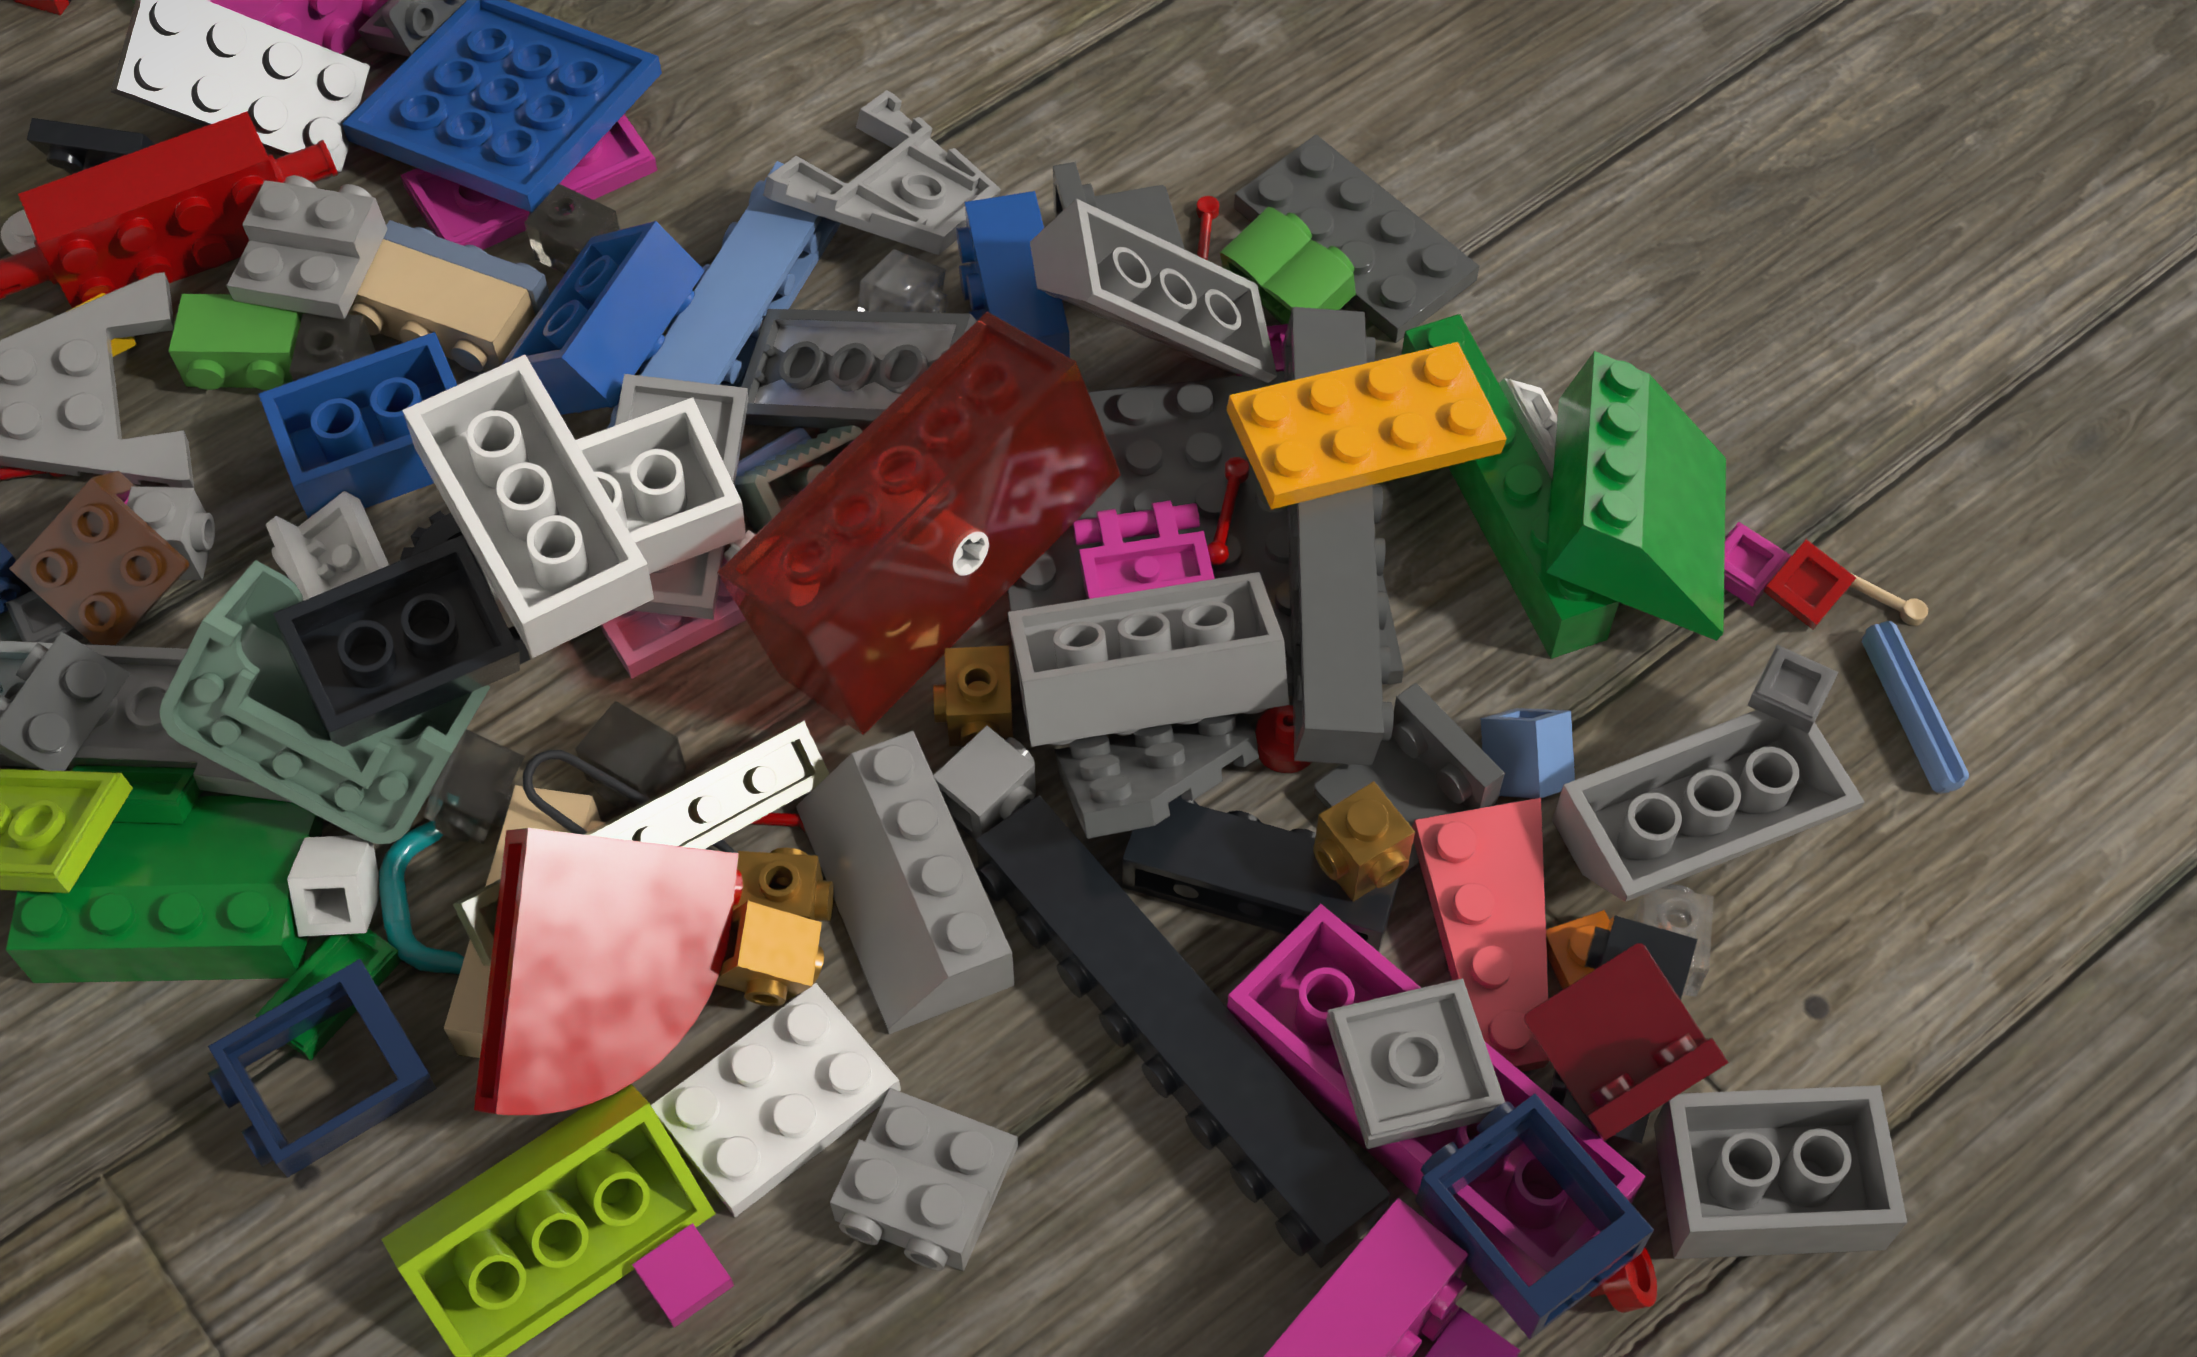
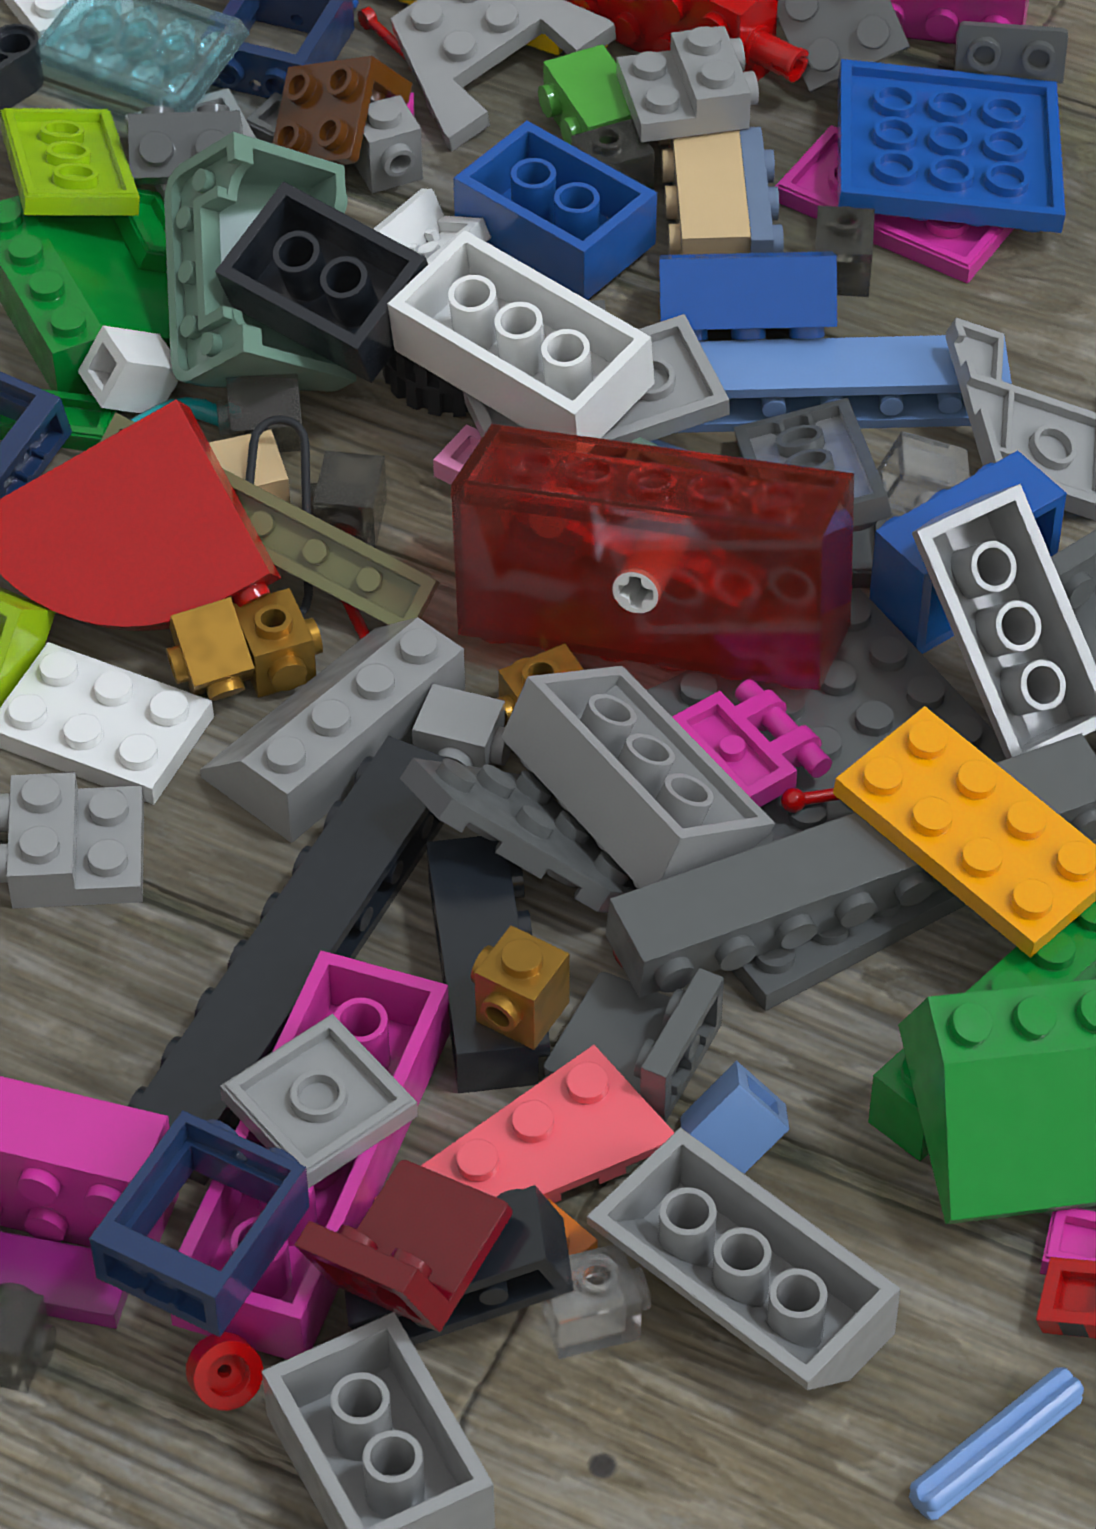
camera: 65 degrees right, 10 degrees down
(529, 505) = (456, 268): white brick -> none
(1792, 688) = (896, 1275): flat silver tile -> none

